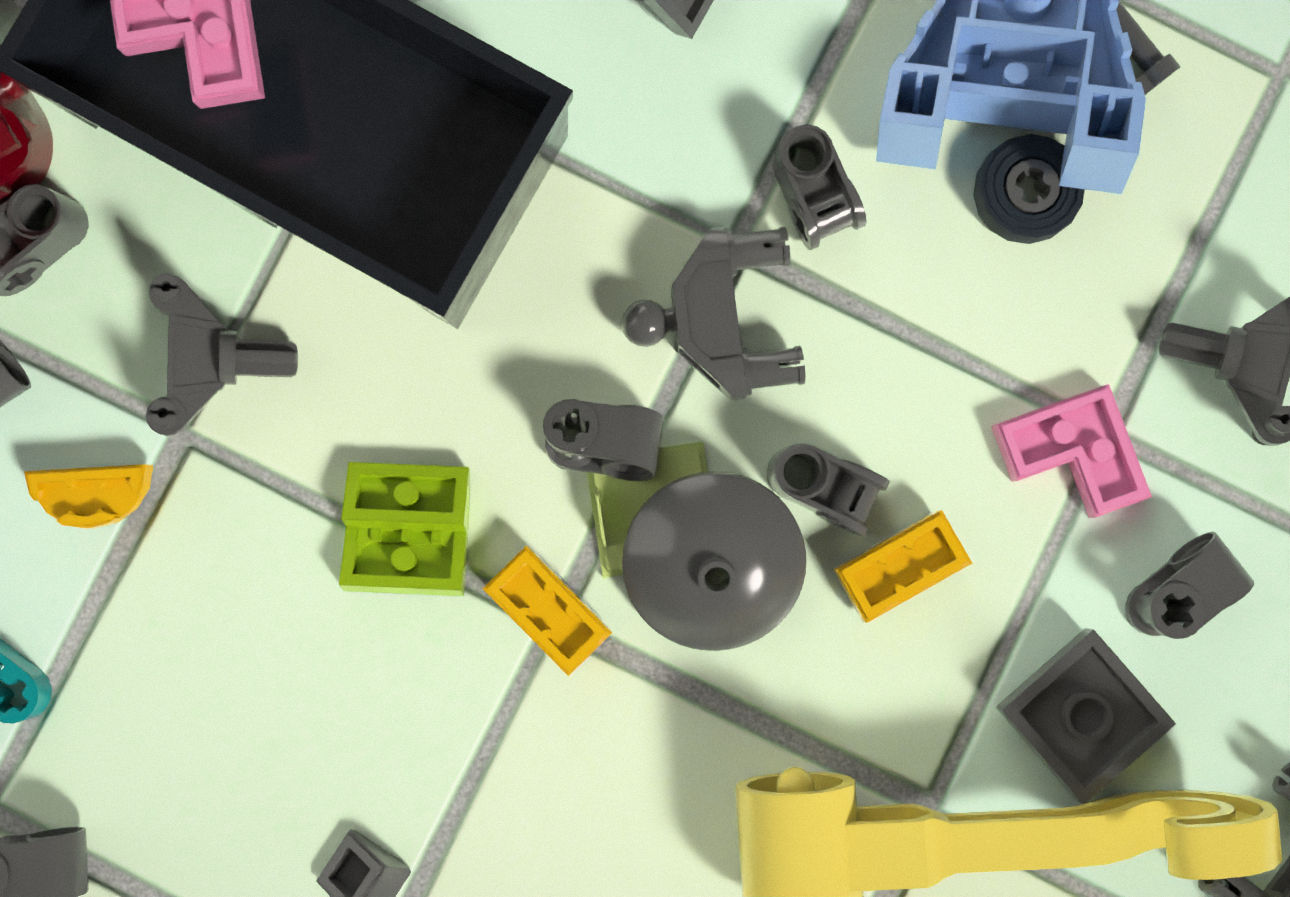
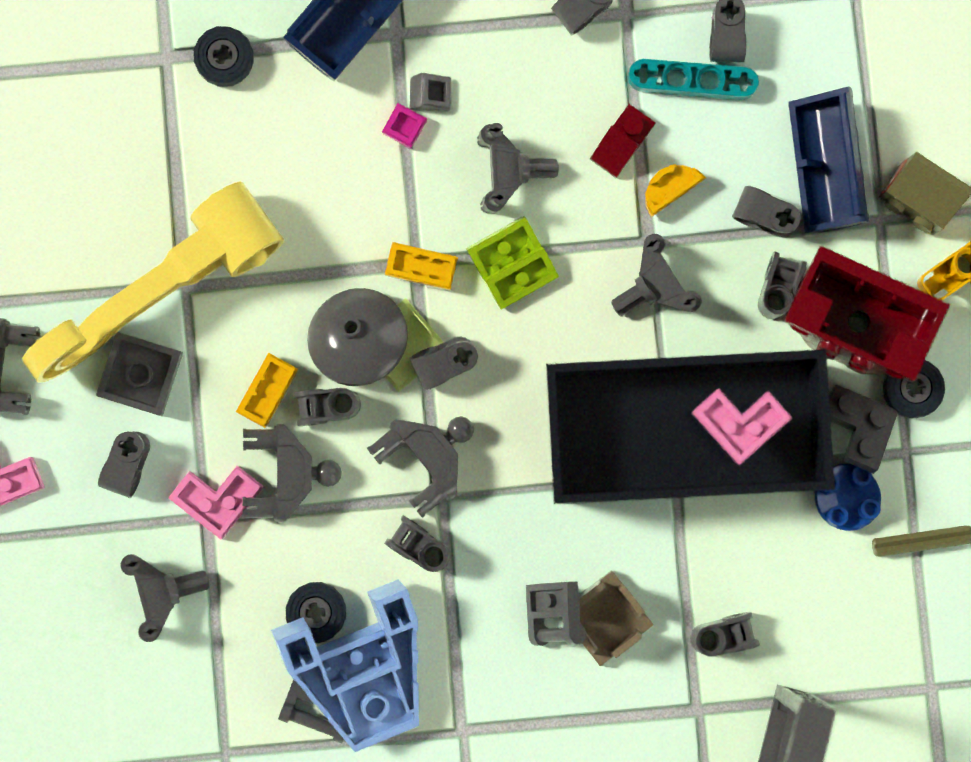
camera: 145 degrees right, 0 degrees up
(116, 610) = (622, 141): none -> dark red slope
(313, 680) = (509, 167): none -> dark grey axle
(436, 848) = (404, 126): none -> dark pink tile
(940, 414) = (293, 473): none -> dark grey connector

